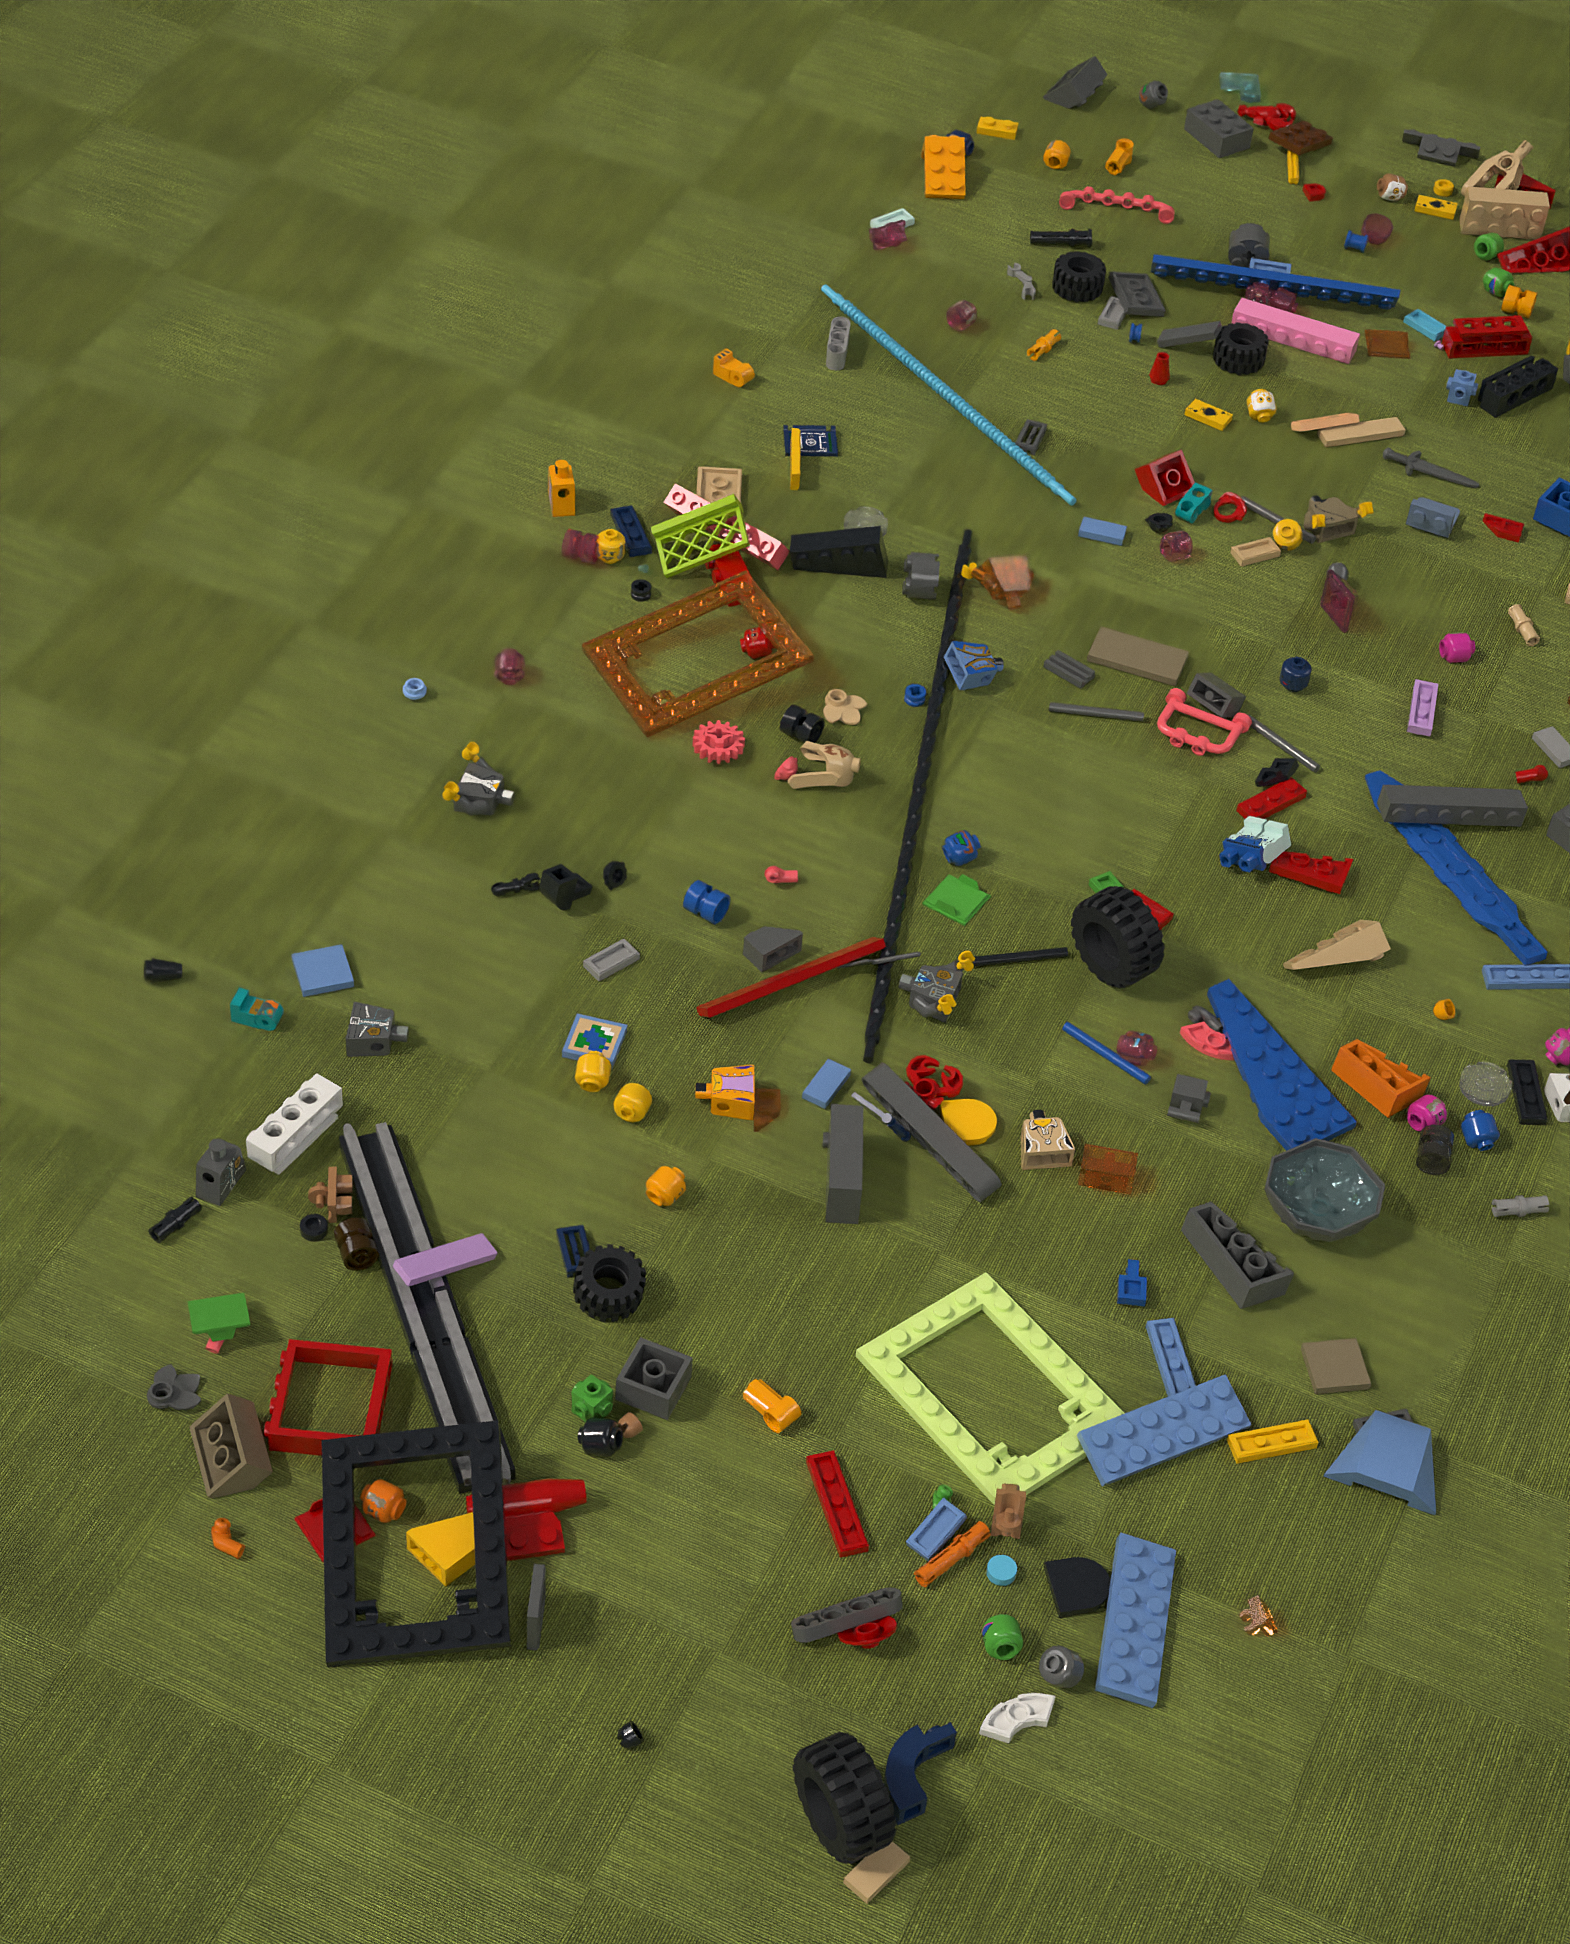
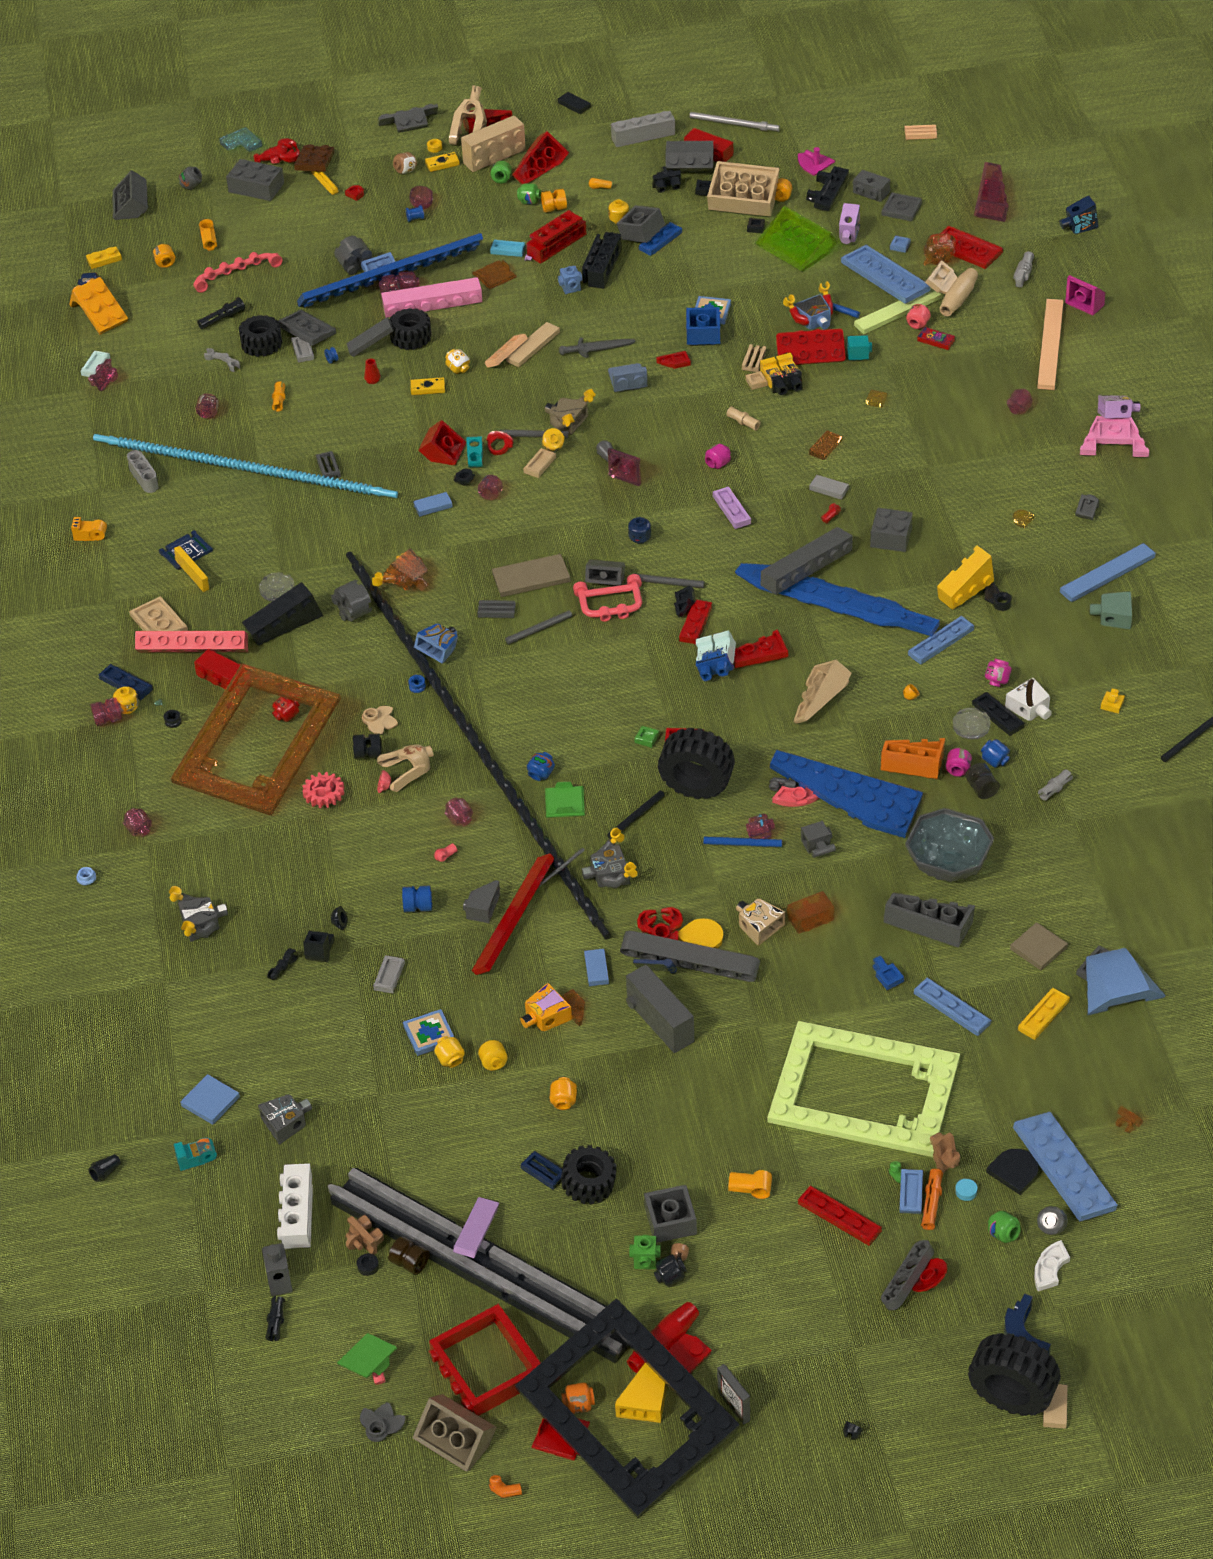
camera: 30 degrees left, 0 degrees up
(561, 479) = (55, 680): light orange torso -> none
(697, 522) = (178, 645): lime fence -> none
(833, 843) = (458, 811): none -> clear pink head
(1163, 1430) = (982, 1047): medium blue plate -> none

